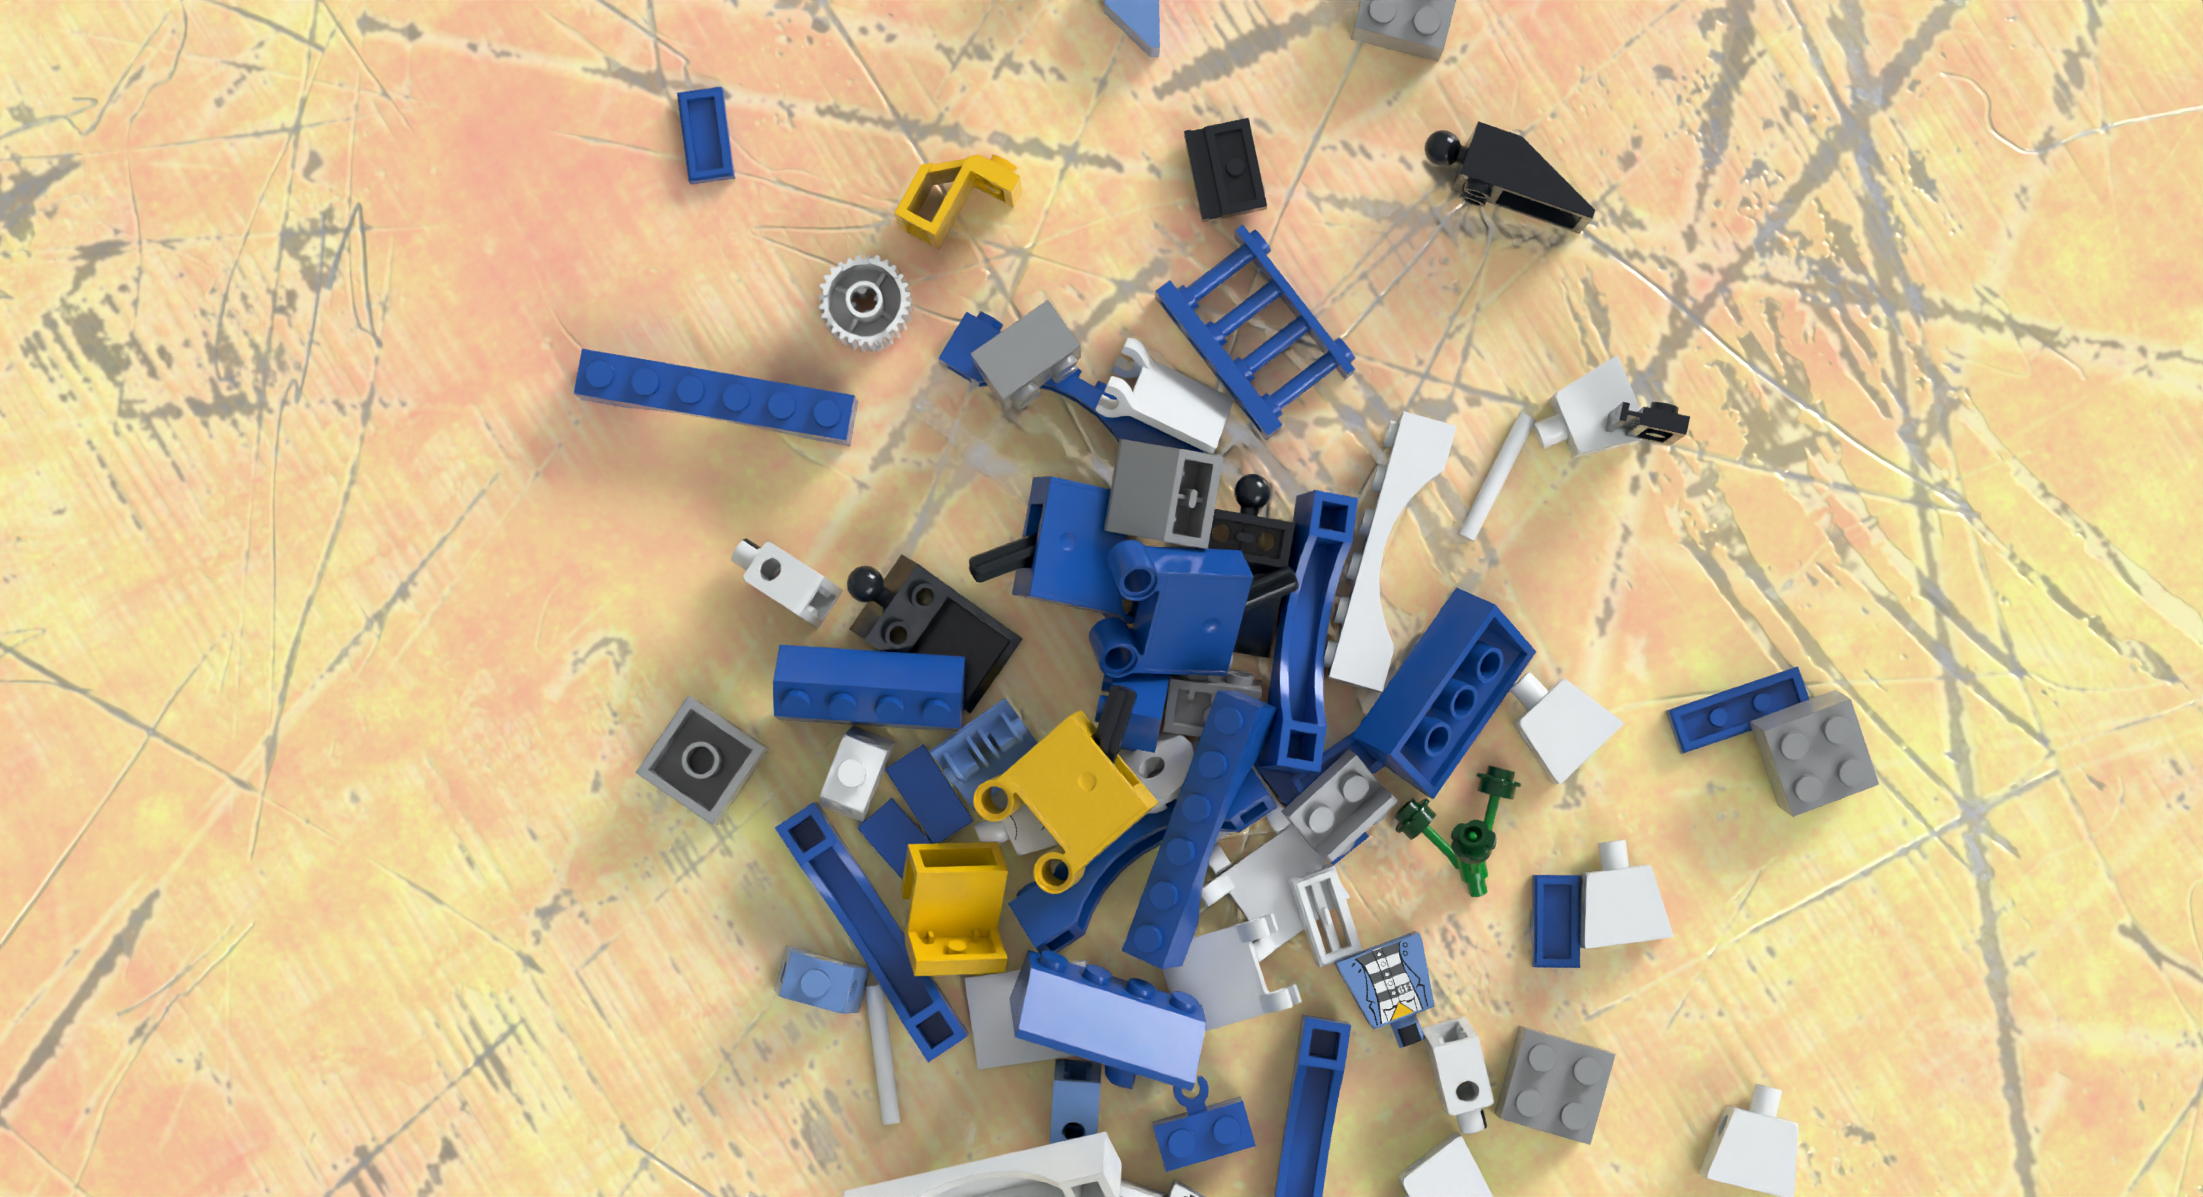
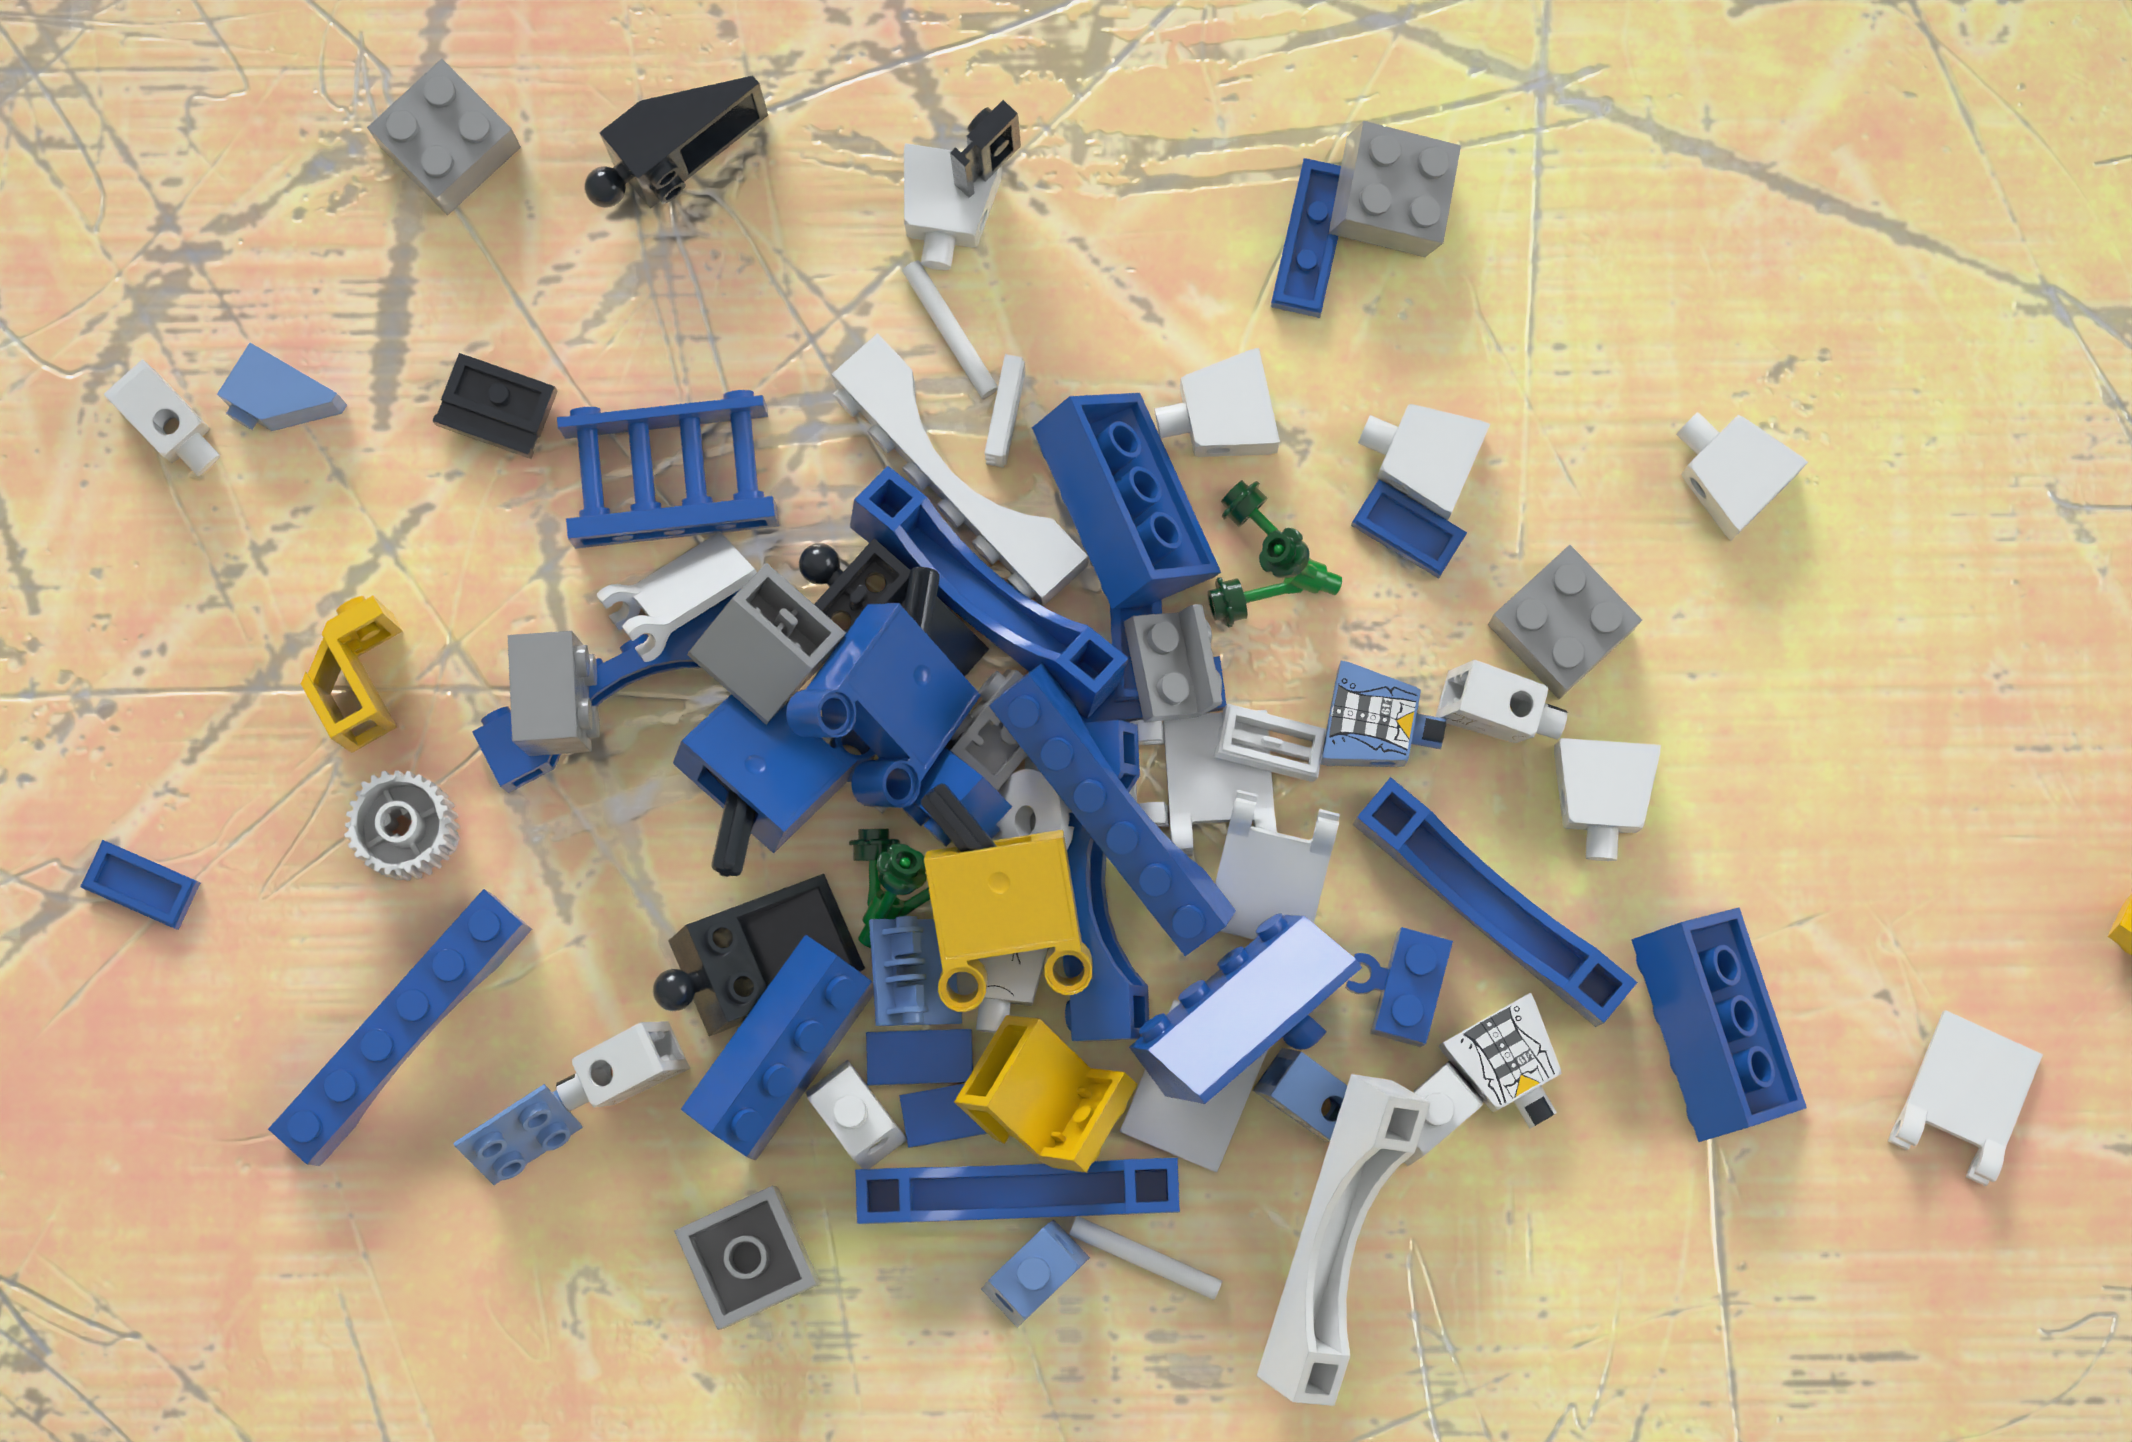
camera: 55 degrees left, 5 degrees down
(684, 532) = (519, 1135): none -> medium blue hinge
(1045, 697) = (896, 869): none -> dark green plant
(1457, 558) = (1005, 411): none -> white tile

